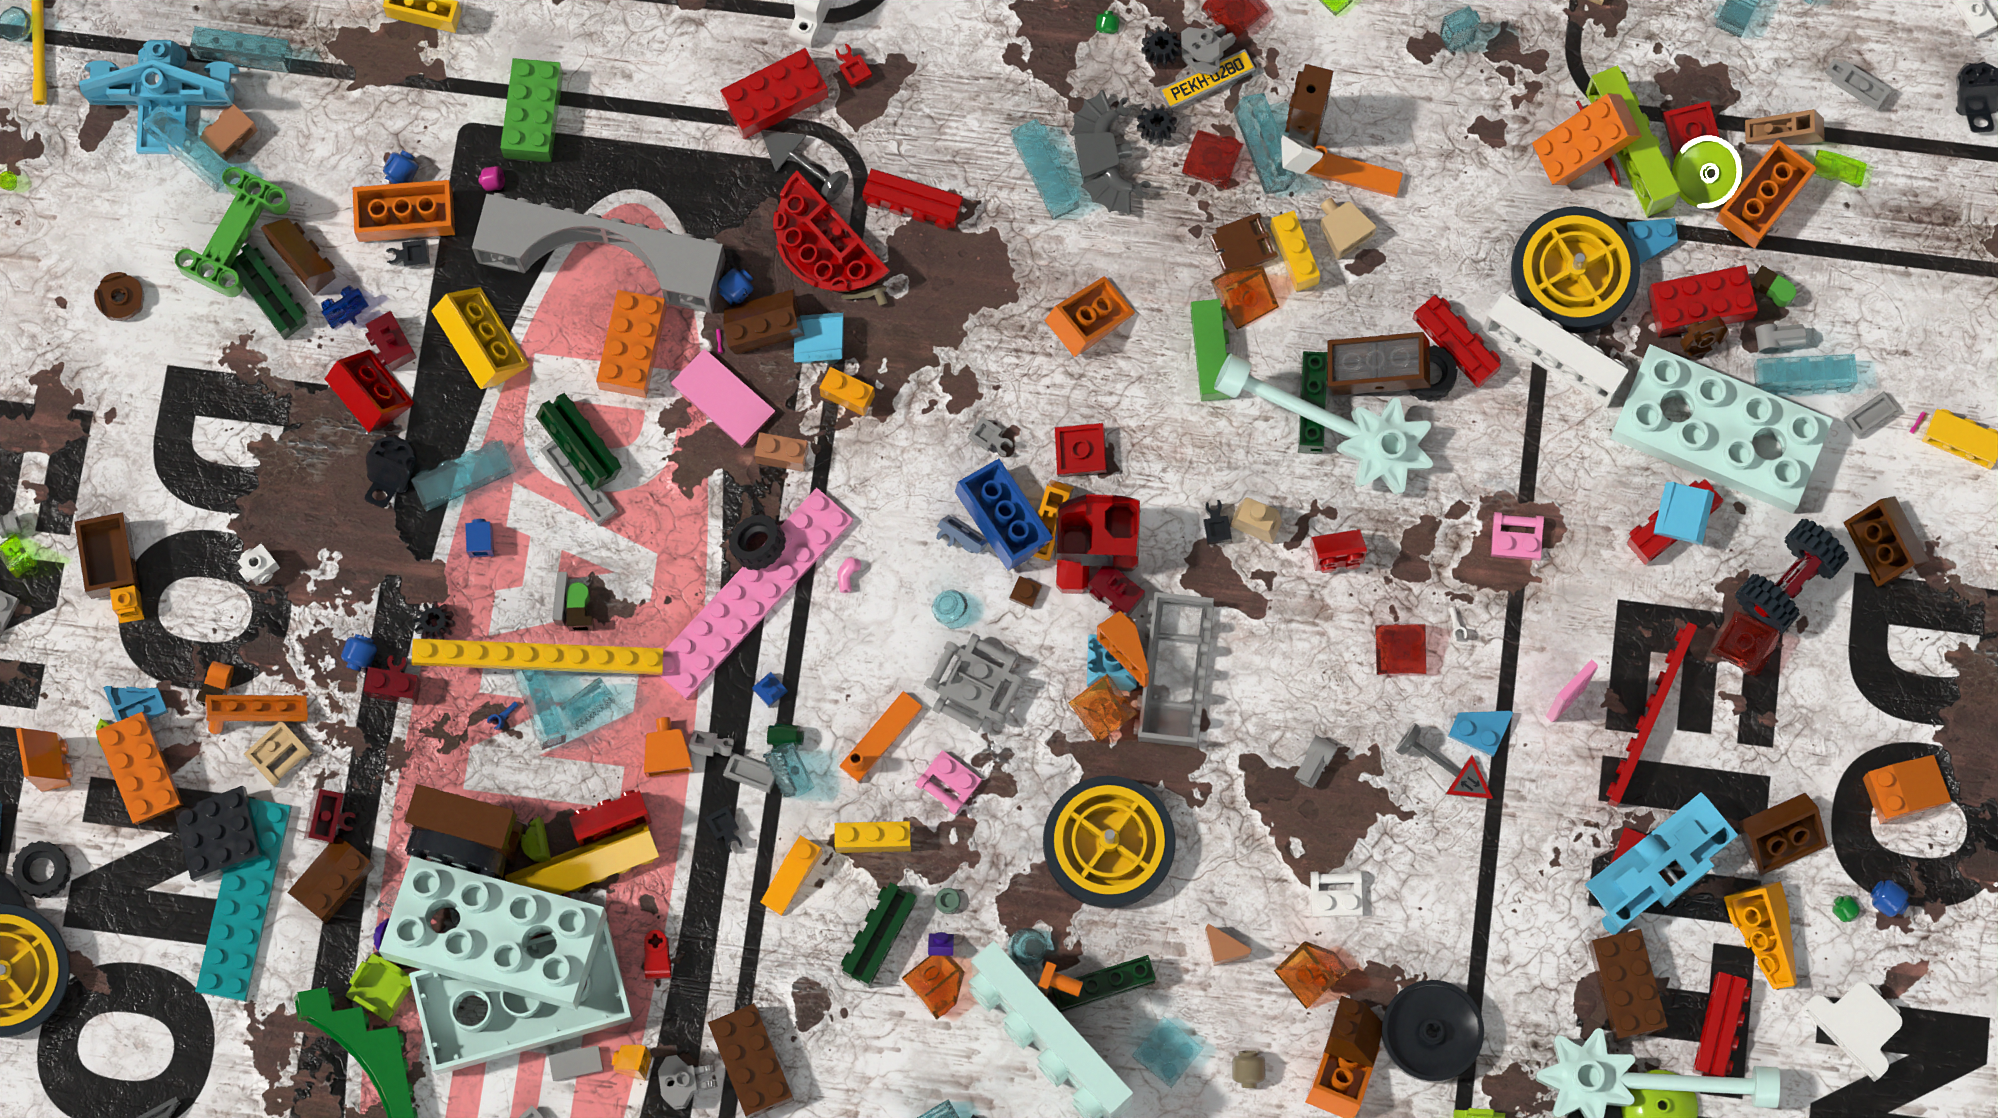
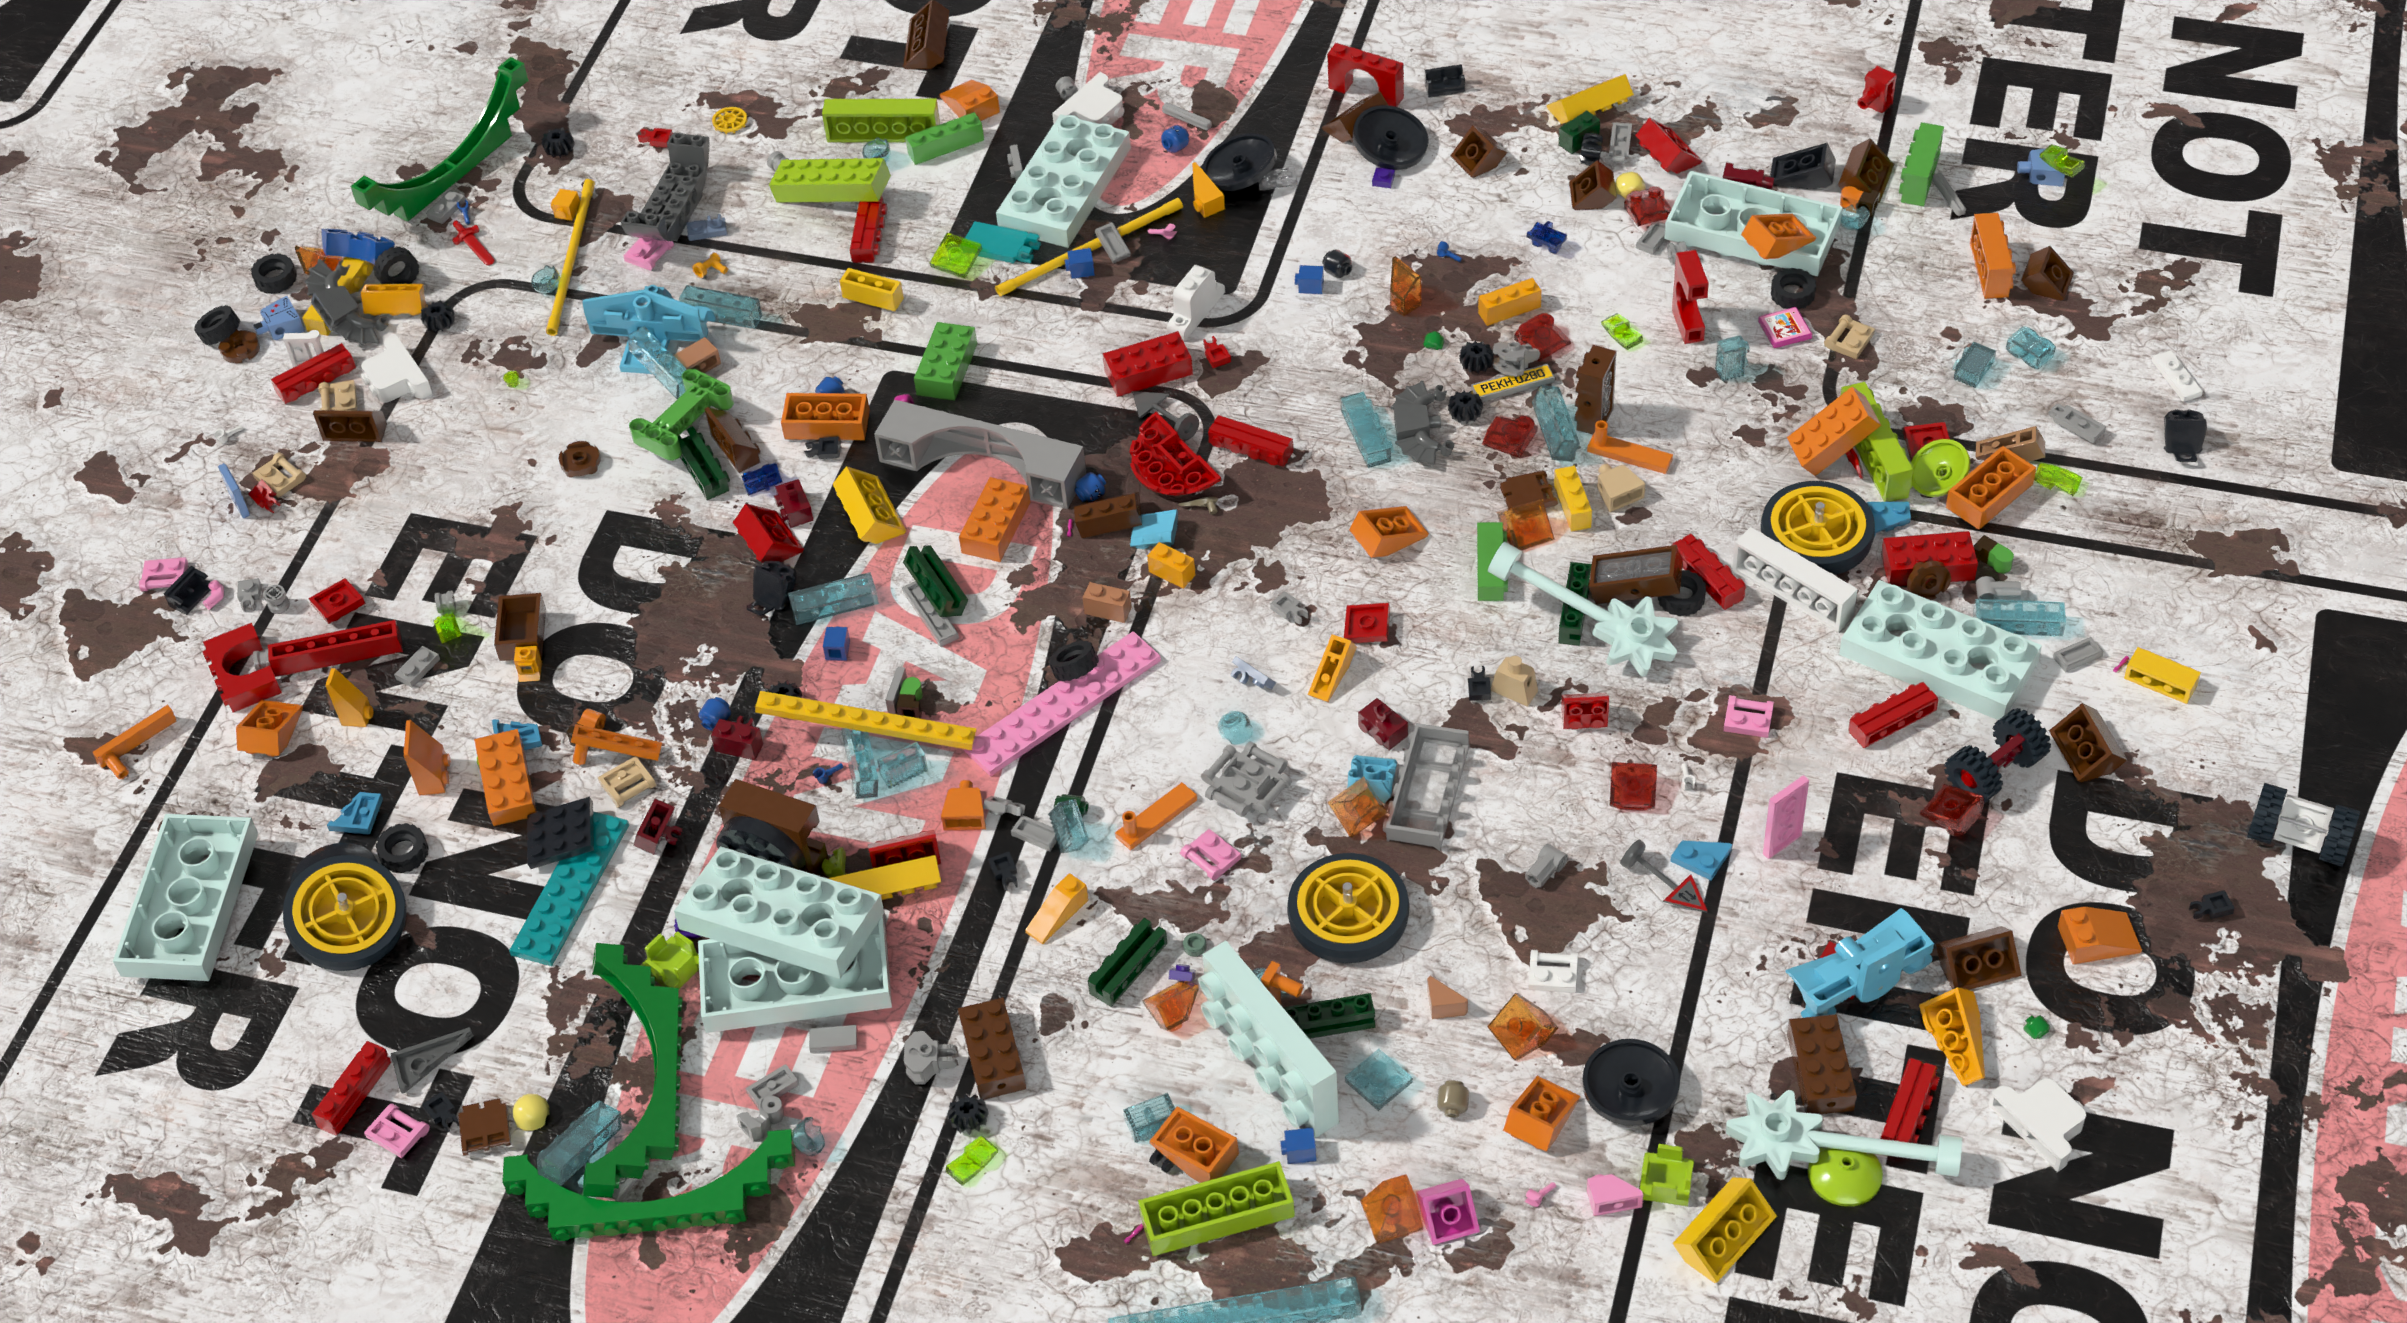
camera: 10 degrees right, 25 degrees down
(257, 565) = (644, 644): white brick -> none
(331, 879) = (651, 878): reddish brown slope -> none
(632, 1061) = (886, 1035): light orange slope -> none
(656, 961) = (923, 959): red piece -> none
(723, 398) = (1064, 564): bright pink tile -> none
(769, 689) = (1064, 772): blue tile -> none
(845, 571) = (1146, 693): bright pink arm -> none
(873, 837) = (1135, 886): yellow brick -> none
(1003, 514) = (1290, 659): blue slope -> none
(1025, 592) = (1302, 721): reddish brown plate -> none
(1095, 533) = (1369, 666): red piece -> none
(1122, 641) = (1382, 756): orange slope -> none
(1298, 155) = (1583, 425): white slope -> none
(1354, 1032) = (1555, 1074): reddish brown slope -> none
(1647, 722) = (1863, 851): red plate -> none
(1683, 512) = (1901, 699): medium azure slope -> none
(1889, 898) = (2079, 1018): blue head -> none

